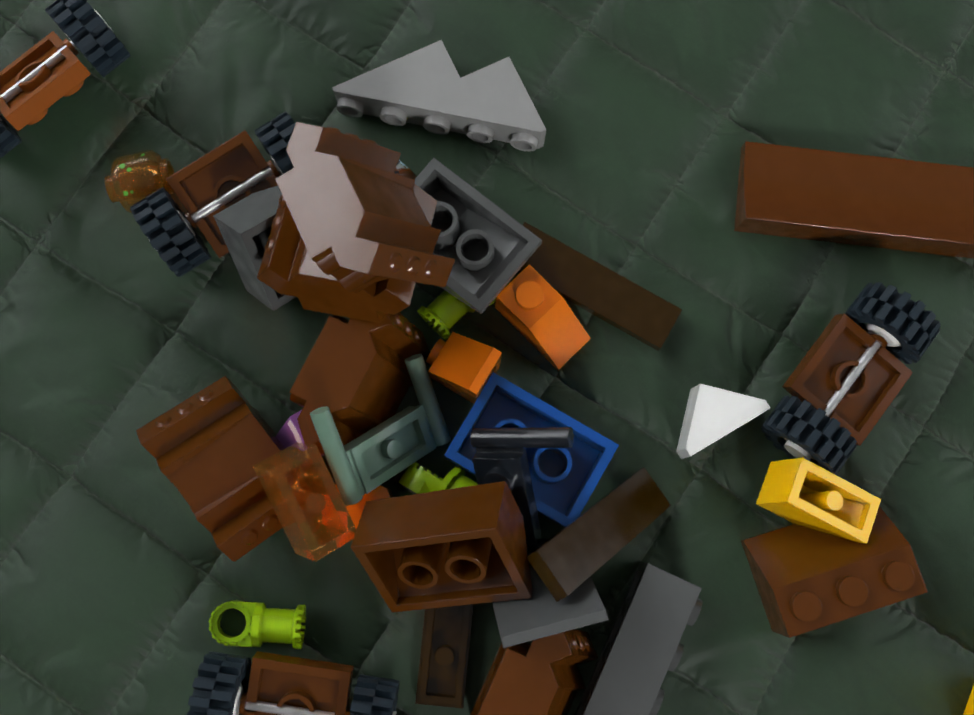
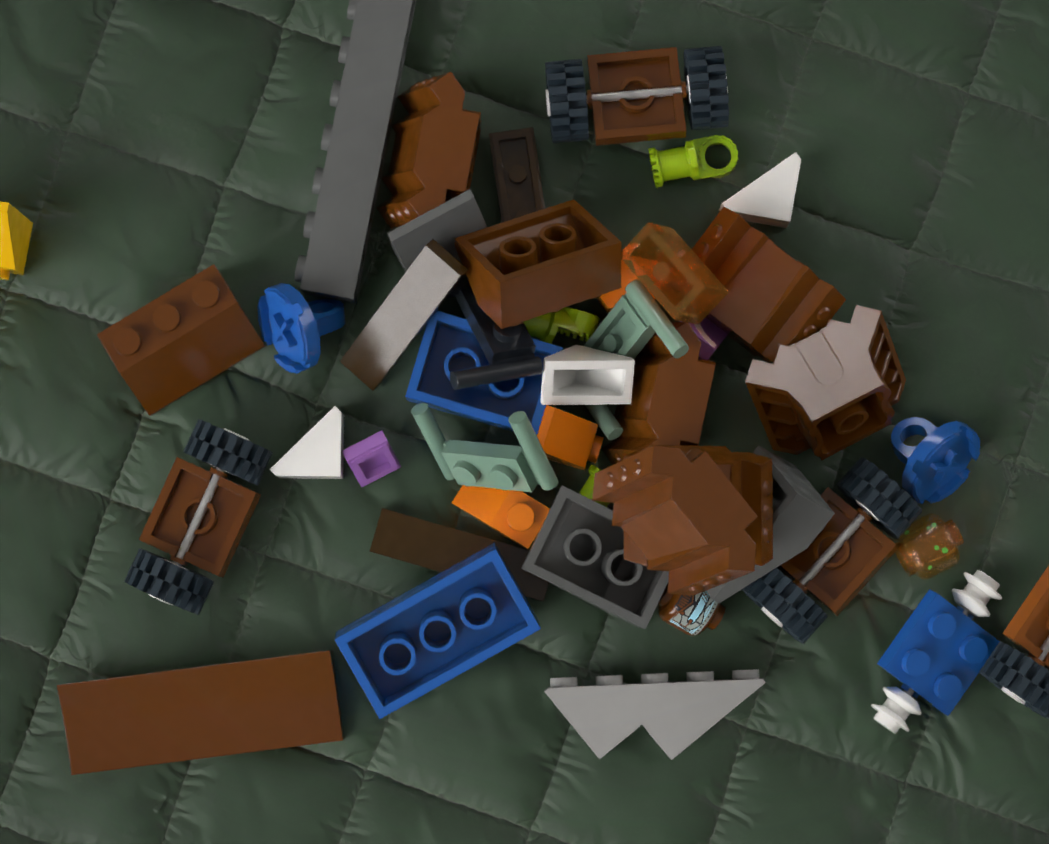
camera: 170 degrees right, 5 degrees up
(106, 256) = (939, 461): none -> blue tile
(163, 82) = (938, 652): none -> blue plate
(185, 353) = (829, 386): none -> reddish brown slope
(188, 564) = (769, 197): none -> white slope
(427, 417) = (586, 377): none -> white slope
(557, 359) = (488, 463): none -> sand green plate
(637, 210) = (437, 630): none -> blue brick
(661, 397) = (371, 458): none -> medium lavender tile
(708, 551) = (296, 325): none -> blue tile
(818, 499) = (206, 395): yellow slope -> none

